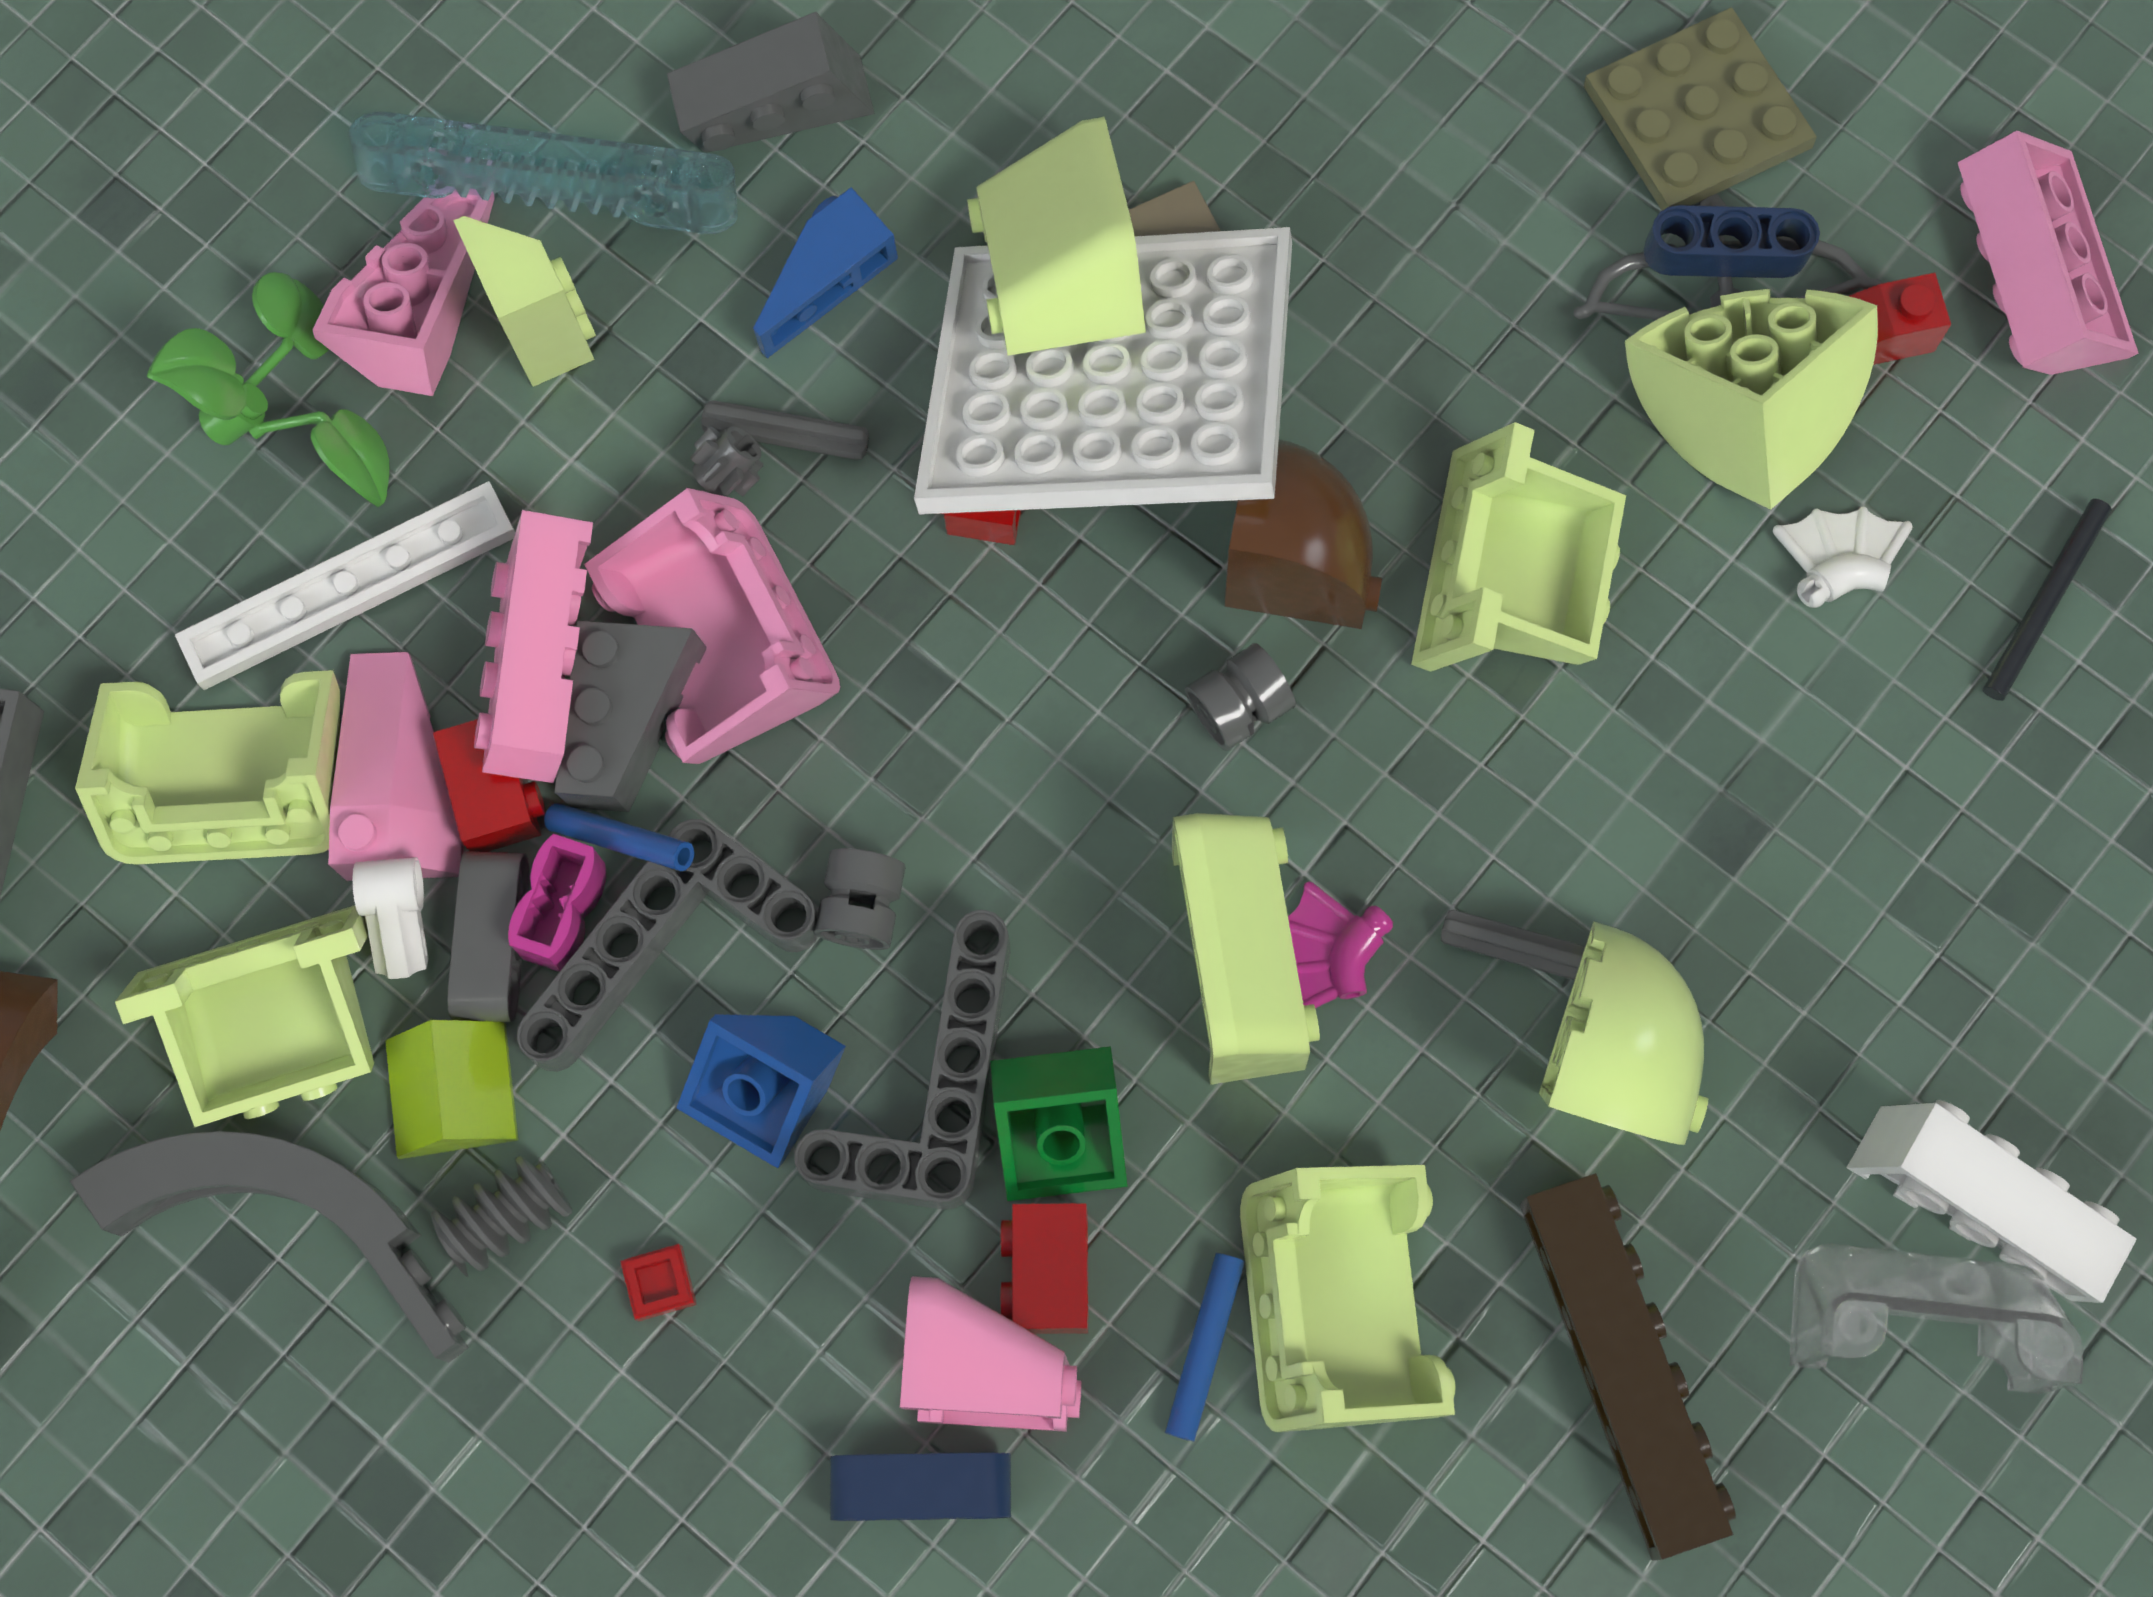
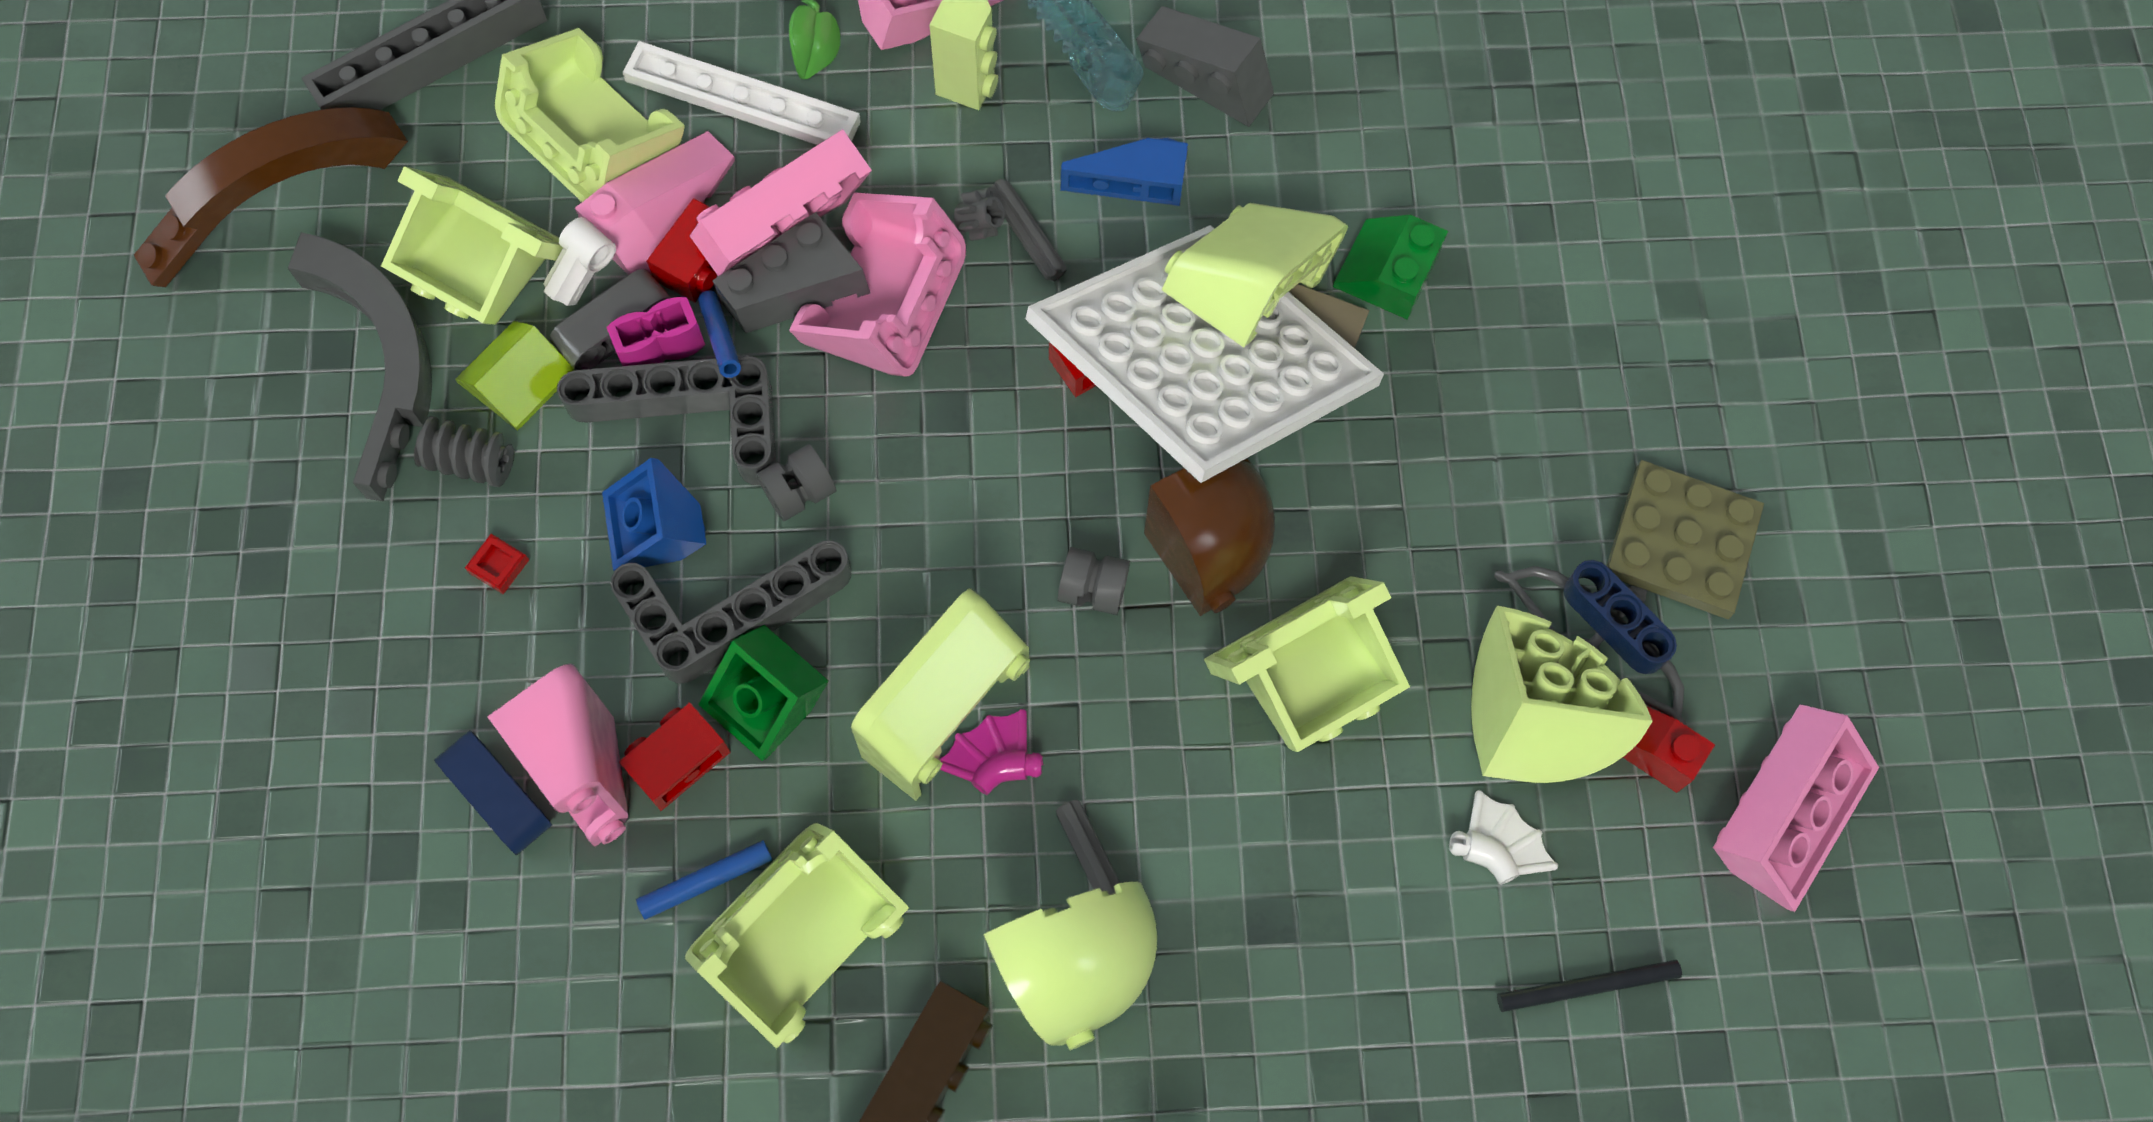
camera: 40 degrees right, 5 degrees down
(1164, 112) = (1391, 262): none -> green slope

